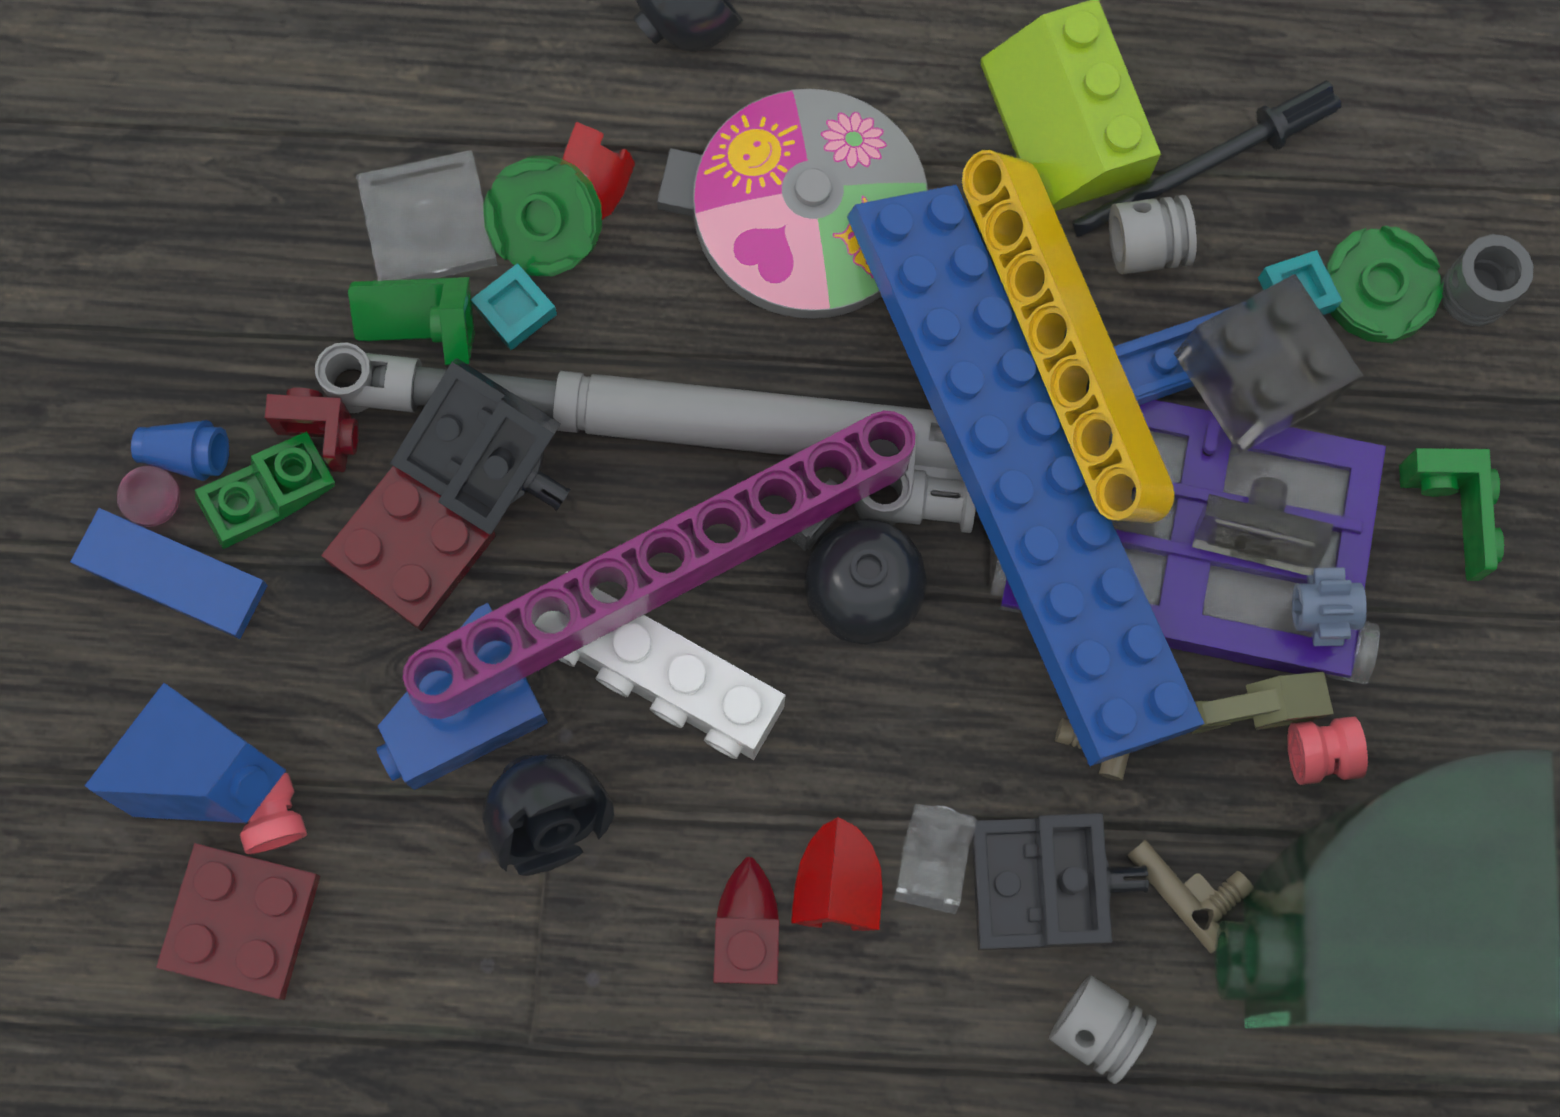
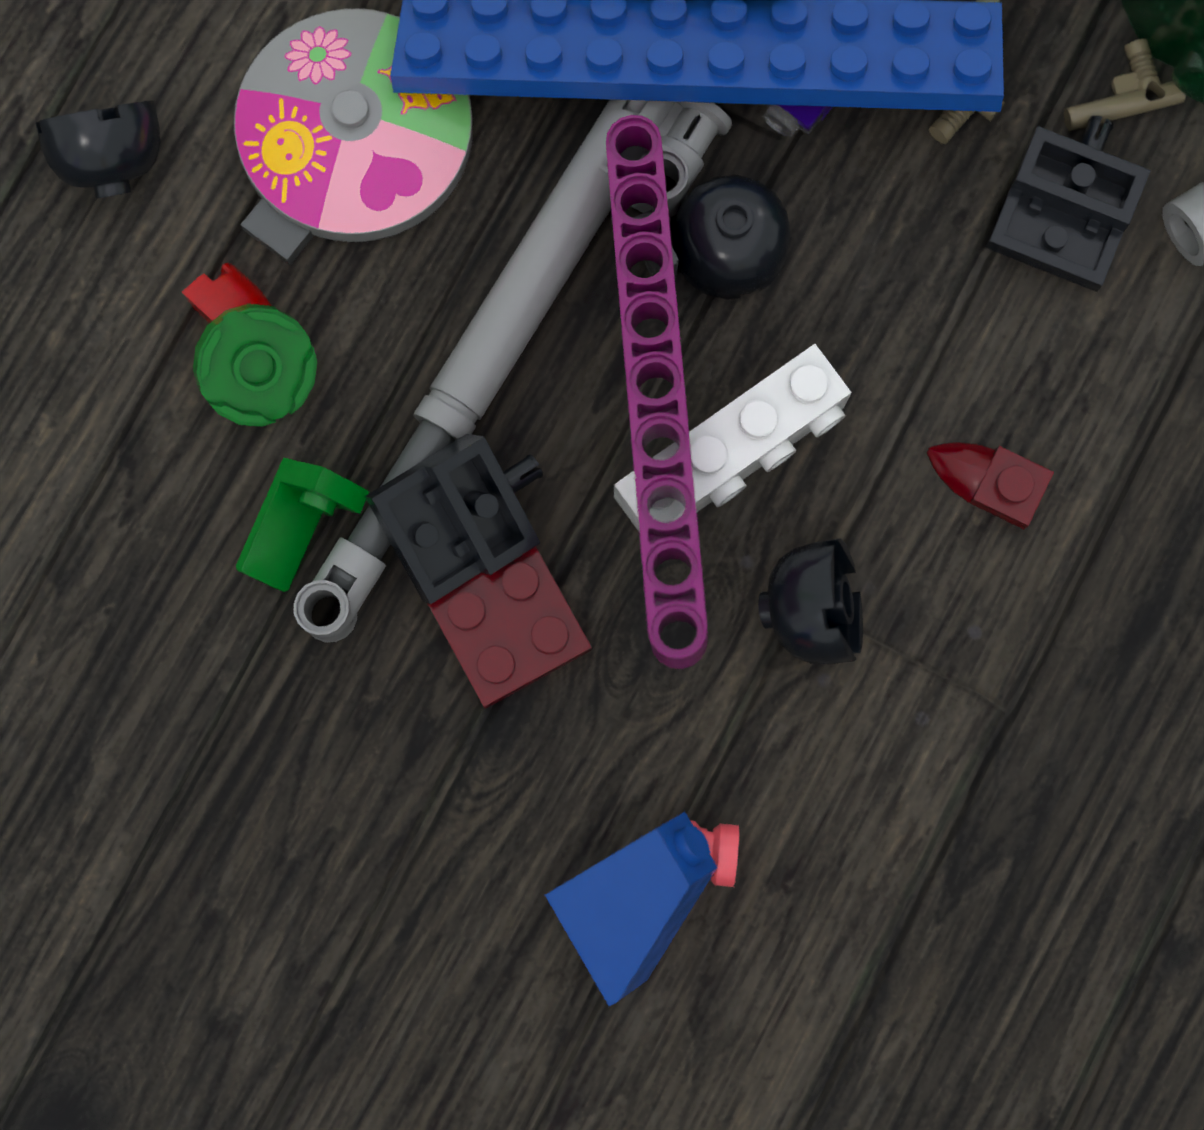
camera: 60 degrees left, 5 degrees up
(148, 496) = (349, 844): clear pink plate -> none
(169, 573) = (432, 855): blue tile -> none
(183, 448) = (320, 792): blue cone -> none
(238, 921) = (788, 921): dark red plate -> none
(266, 491) = (394, 734): green slope -> none
(318, 415) = (342, 662): dark red bracket -> none
(426, 218) = (199, 477): clear tile -> none
(429, 748) = (709, 688): blue slope -> none
(514, 306) = (327, 431): teal plate -> none
(838, 880) = (986, 380): red brick -> none
(934, 858) = (1006, 289): clear bracket -> none

